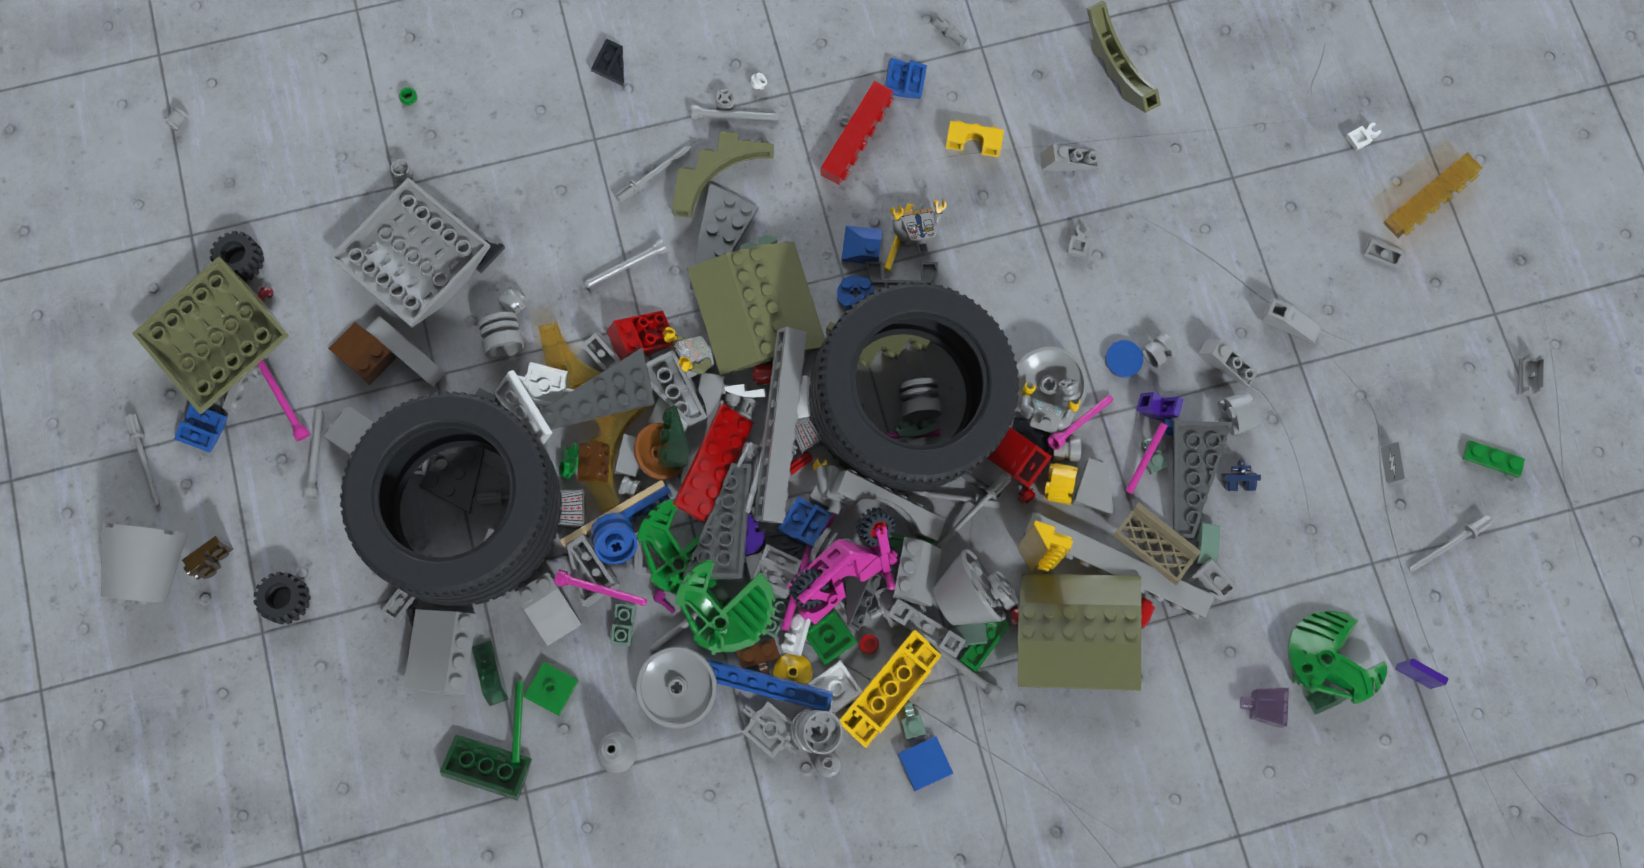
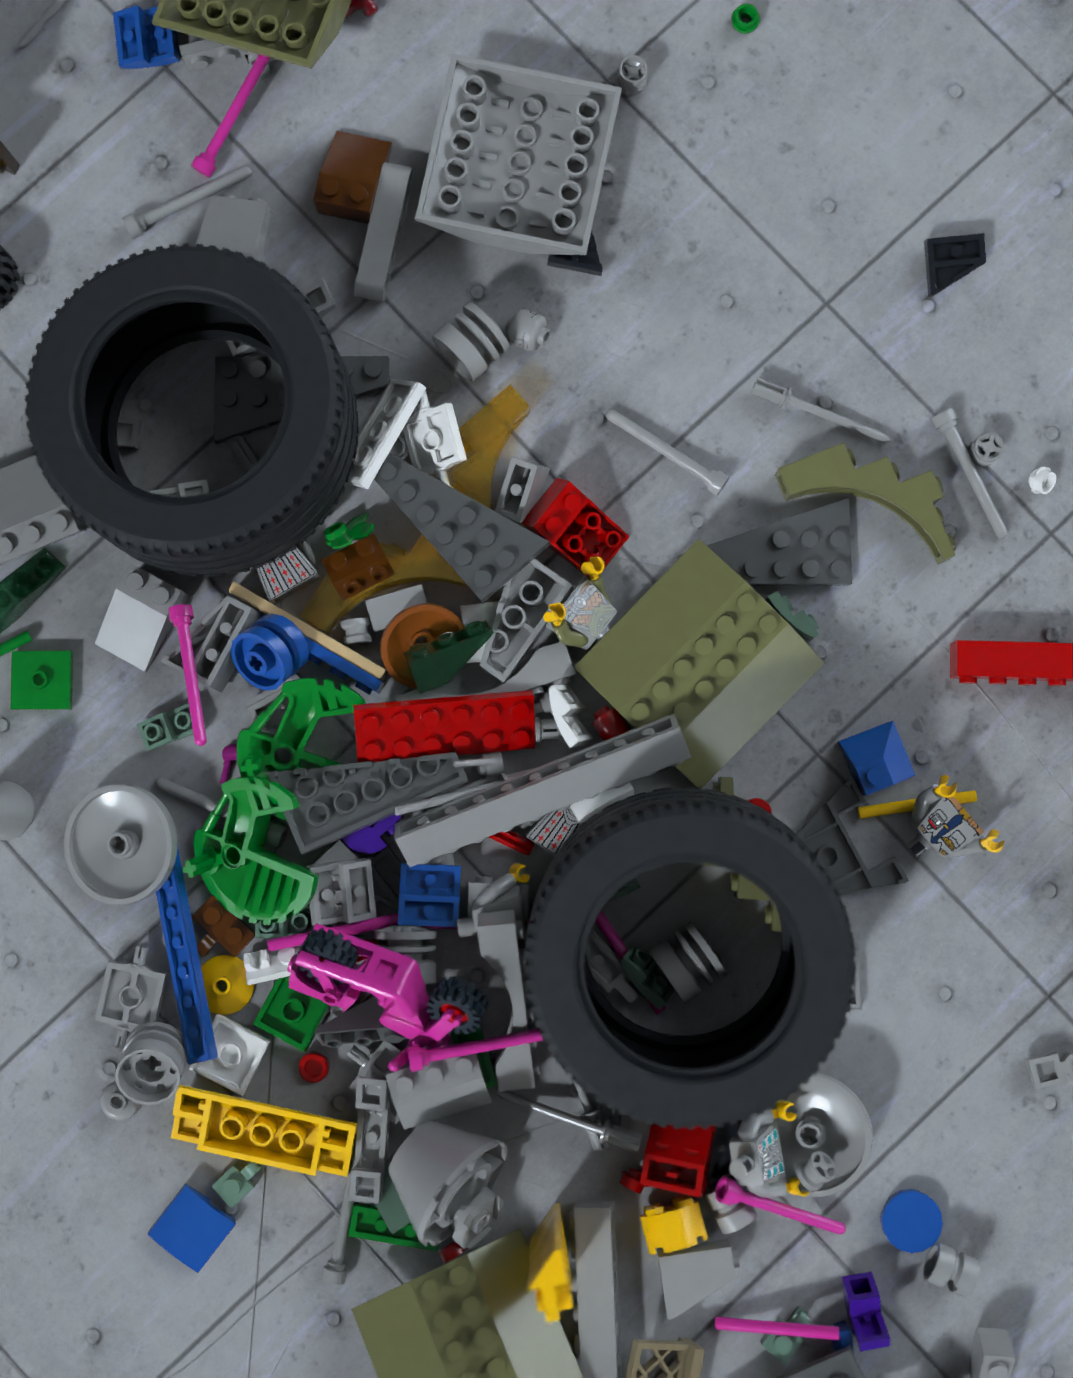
camera: 70 degrees right, 10 degrees up
(850, 284) = (814, 794): blue plate -> none
(894, 567) = (421, 1057): none -> dark pink piece

